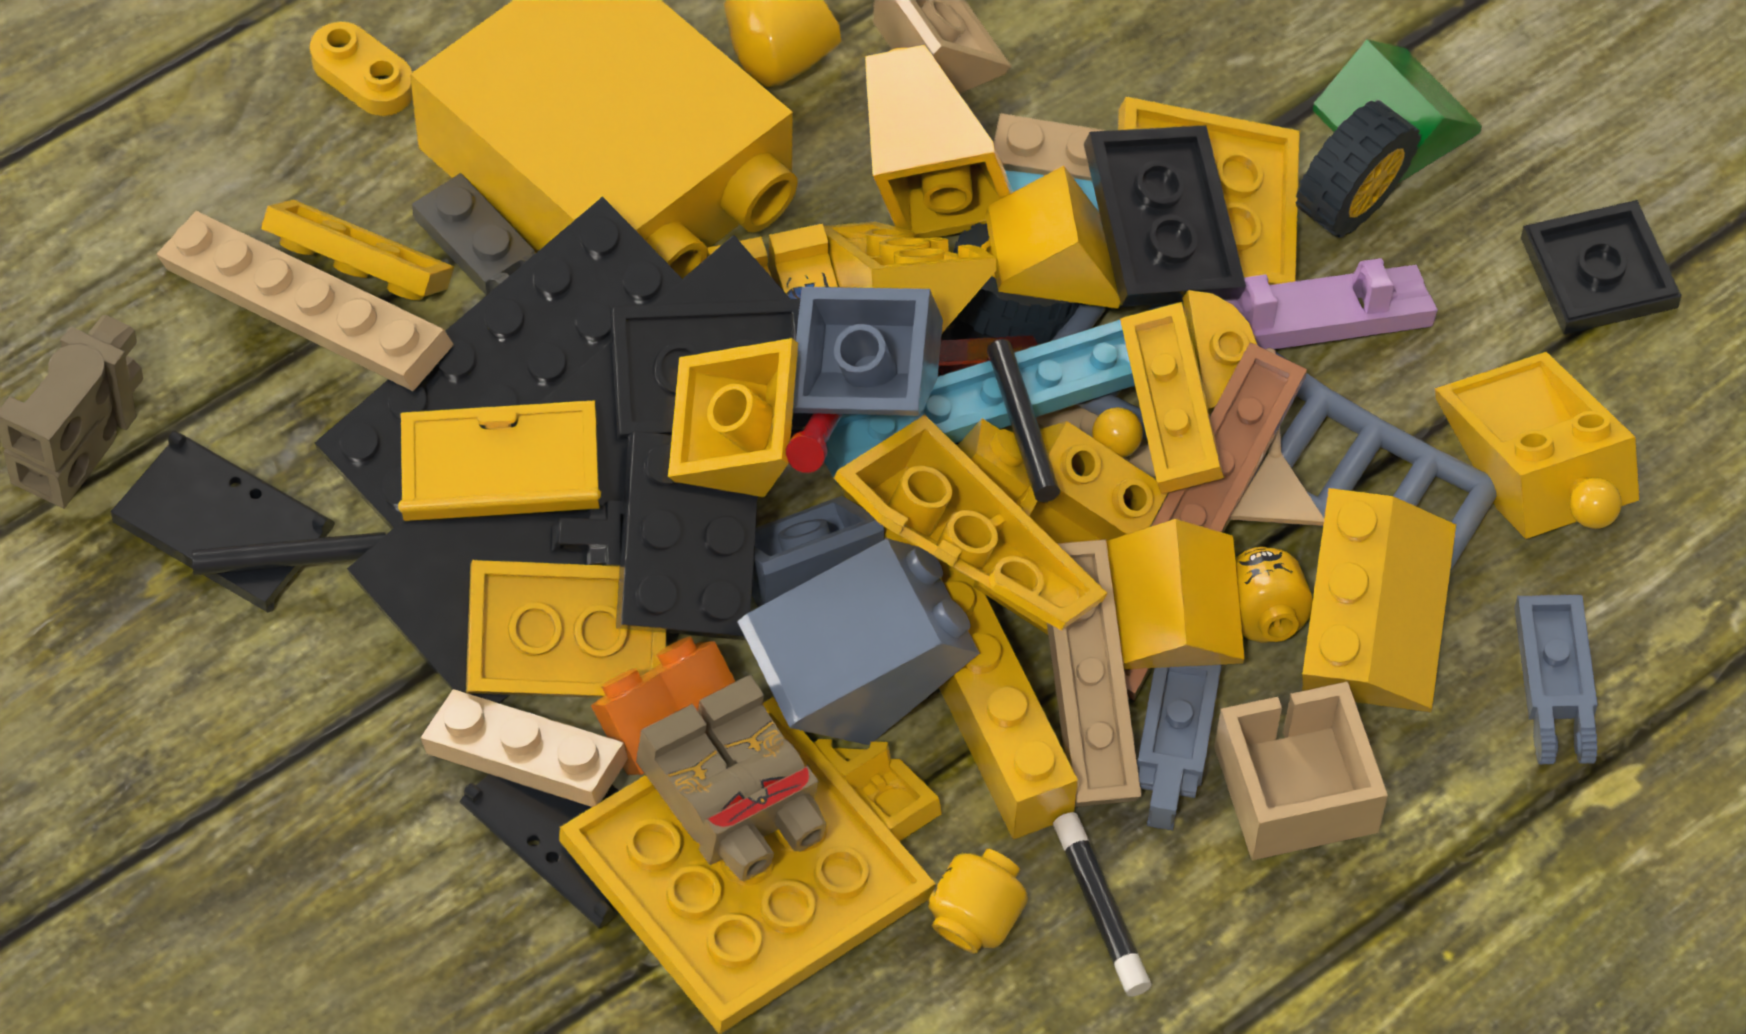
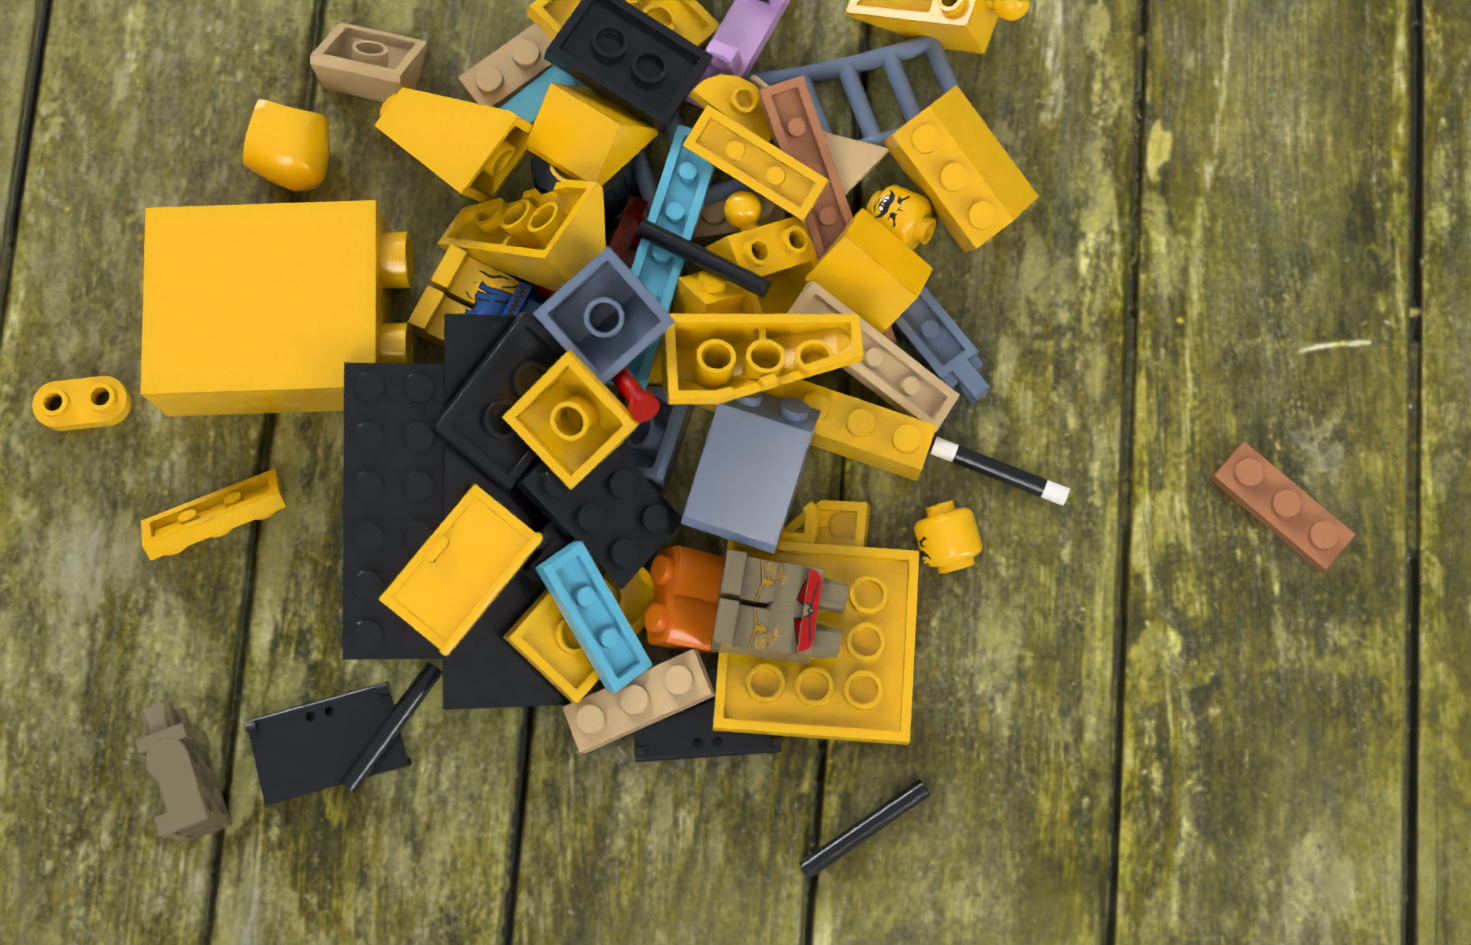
camera: 45 degrees left, 20 degrees up
(305, 300) = (234, 582): tan plate -> none
(472, 232) = (272, 438): dark grey hinge -> none
(567, 620) = (594, 616): none -> medium azure plate
(1301, 788) = (1027, 302): tan piece -> none
(1557, 672) = (1076, 113): sand blue hinge -> none

